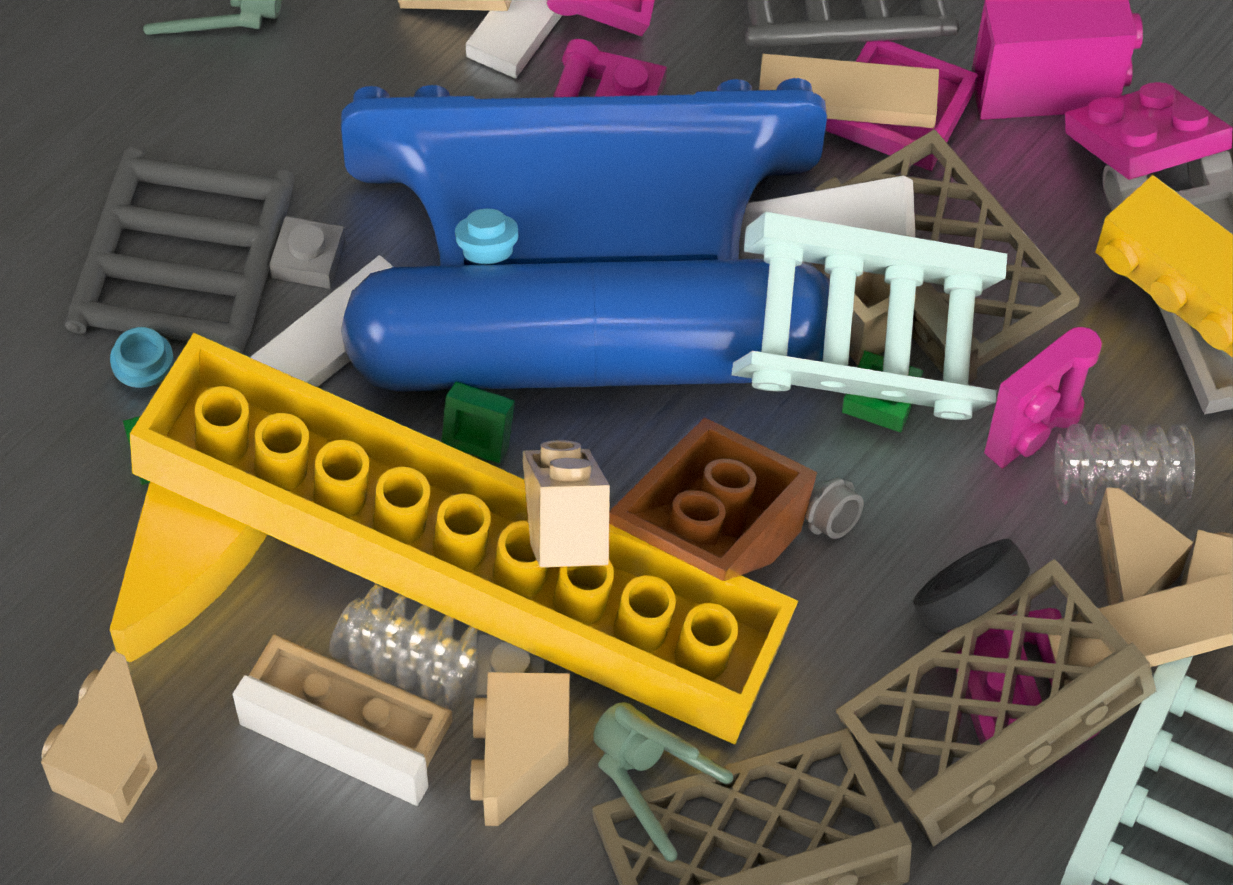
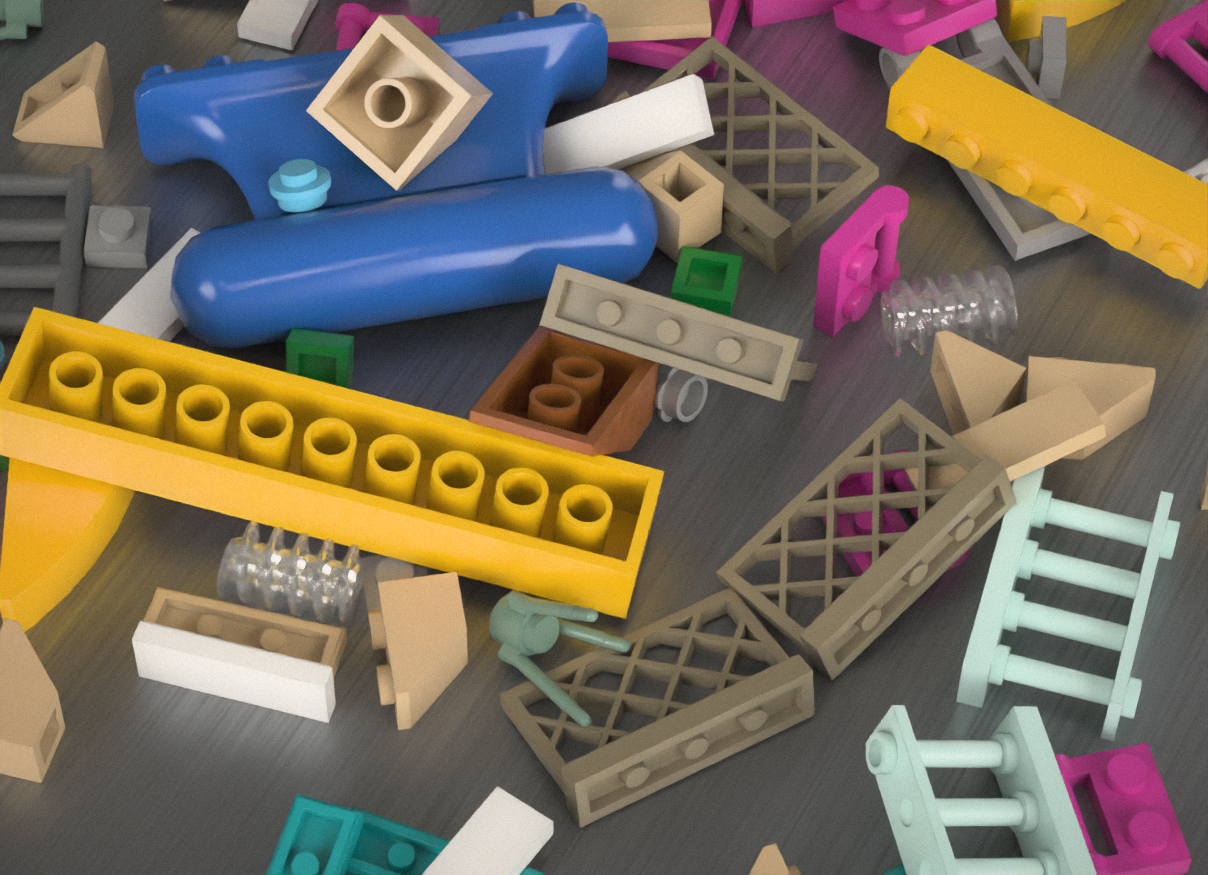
camera: 10 degrees left, 5 degrees down
(286, 106) = (70, 103): none -> tan slope
(566, 505) = (429, 410): slope -> none
(600, 160) = (398, 100): none -> tan slope
(836, 455) = (674, 333): none -> fence
(906, 264) = (709, 153): light aqua fence -> none
(971, 585) = (825, 438): black tyre -> none

